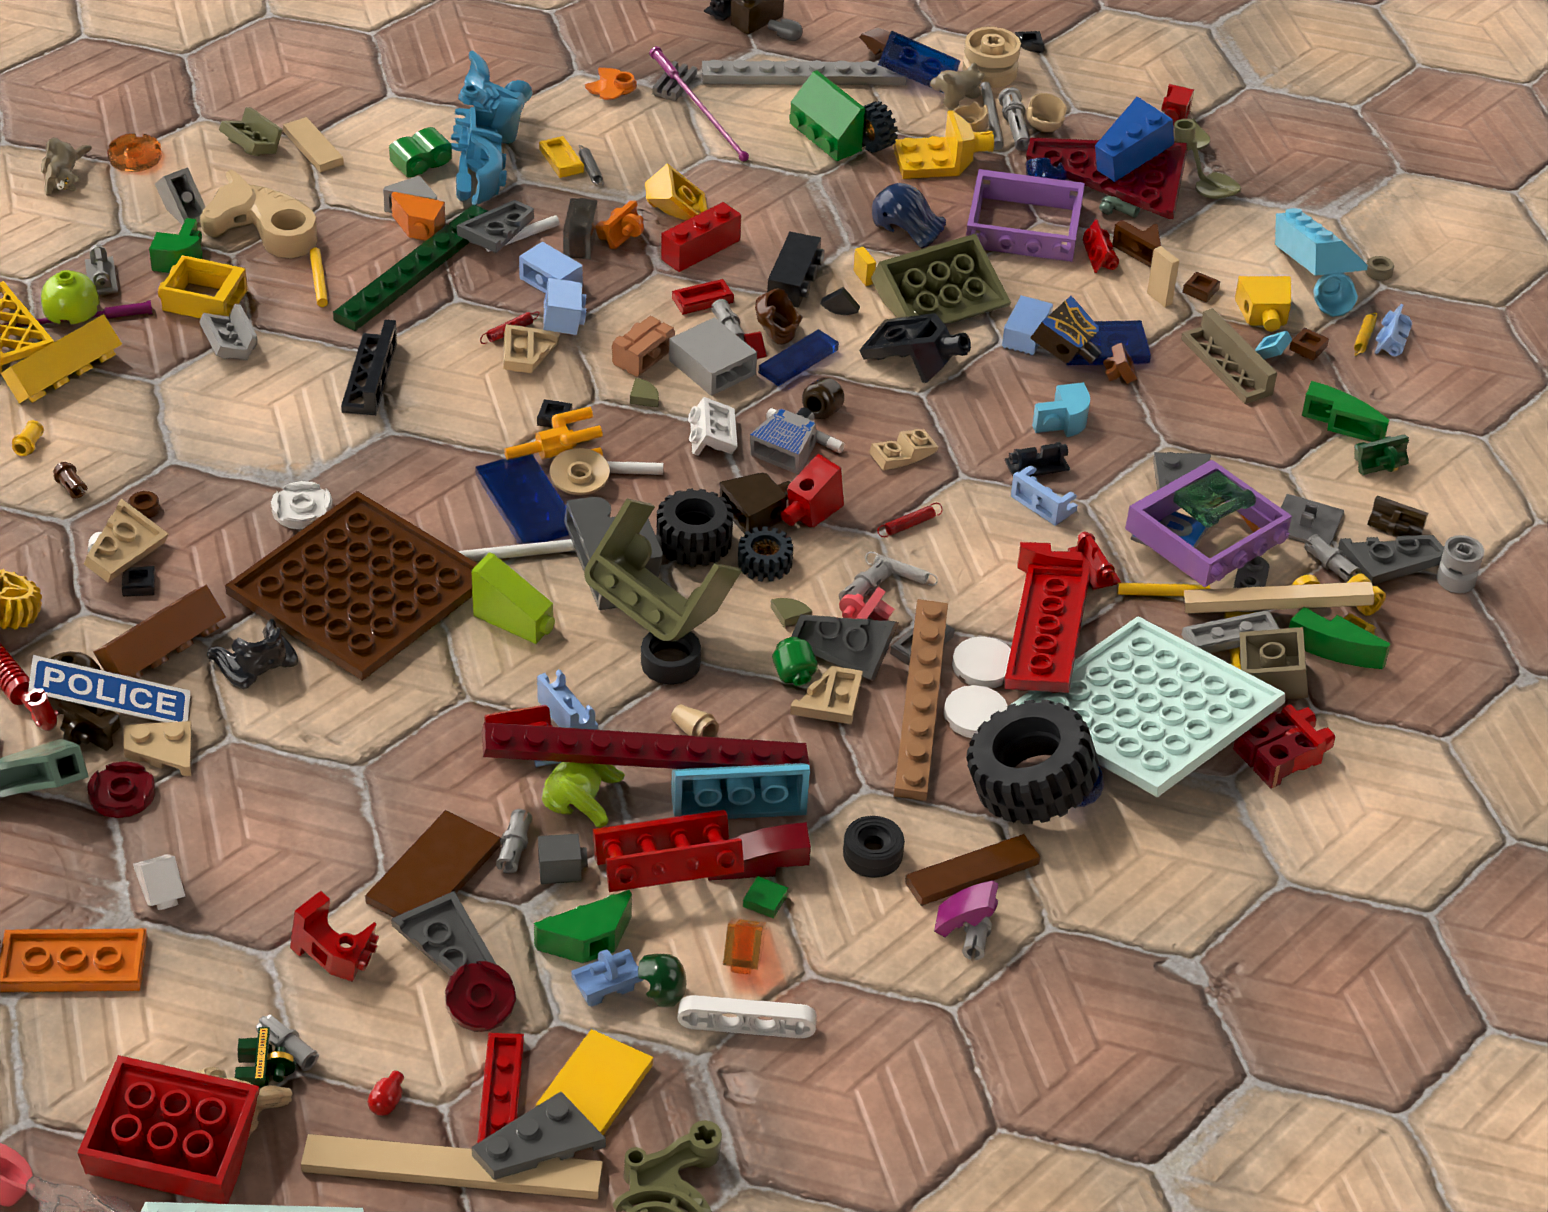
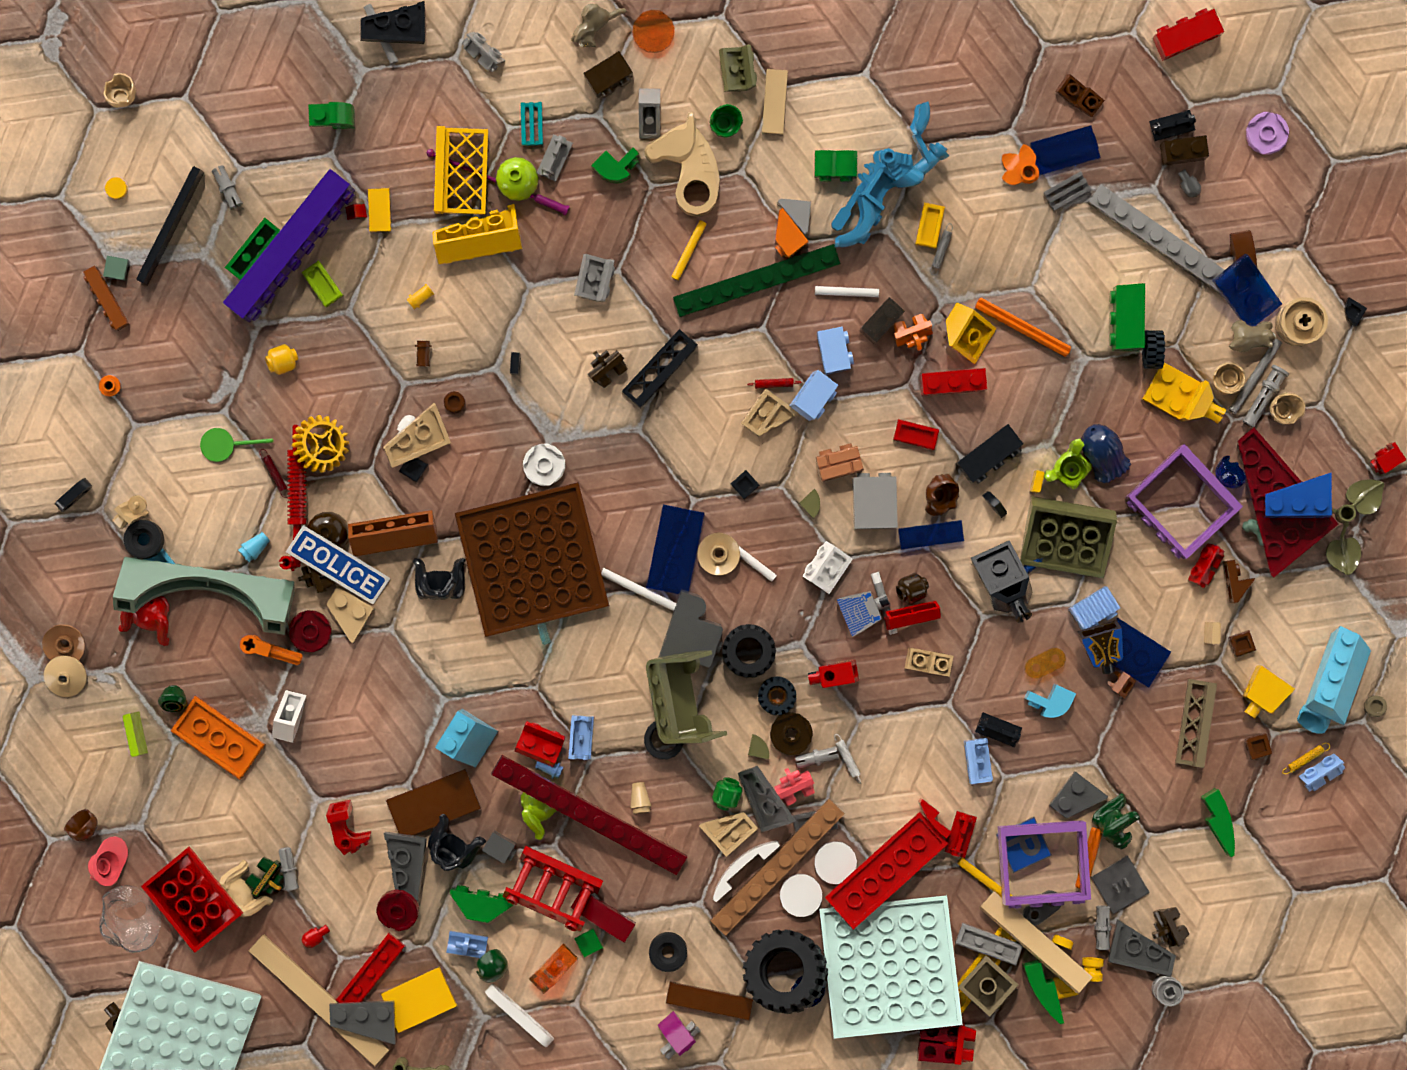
camera: 40 degrees right, 45 degrees up
(53, 256) = (531, 106): none -> teal tile
(68, 828) = (270, 650): none -> orange connector
(110, 192) = (608, 75): none -> dark brown brick
(193, 435) = (515, 363): none -> black tile
(227, 278) = (599, 196): yellow window -> none
(272, 167) = (726, 120): none -> green hair
(294, 386) = (605, 364): none -> dark brown hips
(419, 765) = (466, 738): none -> medium azure slope
(434, 635) = (544, 633): none -> clear light blue tile
(496, 226) = (829, 283): dark grey wing -> none
(497, 893) = (449, 849): none -> black hair
(509, 600) = (601, 644): lime slope -> none
(514, 841) = (486, 814): light grey pin -> none
(559, 439) = (723, 520): light orange plant -> none
(629, 22) = (1079, 96): none -> reddish brown slope
(640, 63) = (1065, 150): none -> clear blue piece
(667, 66) = (1067, 184): magenta piece -> none
(727, 317) = (910, 475): light grey pin -> none
(742, 177) = (1023, 327): none -> orange axle
(742, 790) = (625, 867): medium azure slope -> none
(755, 341) = (911, 507): red piece -> none
(755, 500) = (803, 650): dark brown torso -> none
(820, 590) = (802, 738): none -> dark brown plate
(847, 417) = (912, 615): none -> red piece
(883, 238) = (1068, 460): none -> lime hair
(884, 693) = (764, 851): none -> white slope
(910, 520) = (885, 723): red piece -> none
(1025, 392) = (1045, 662): none -> clear yellow plate
(1207, 493) = (1050, 851): clear green plate -> none
(1245, 457) = (1113, 822): none -> dark green hair
(1273, 344) = (1232, 733): medium azure tile -> none
(1382, 454) = (1208, 874): dark green hips -> none

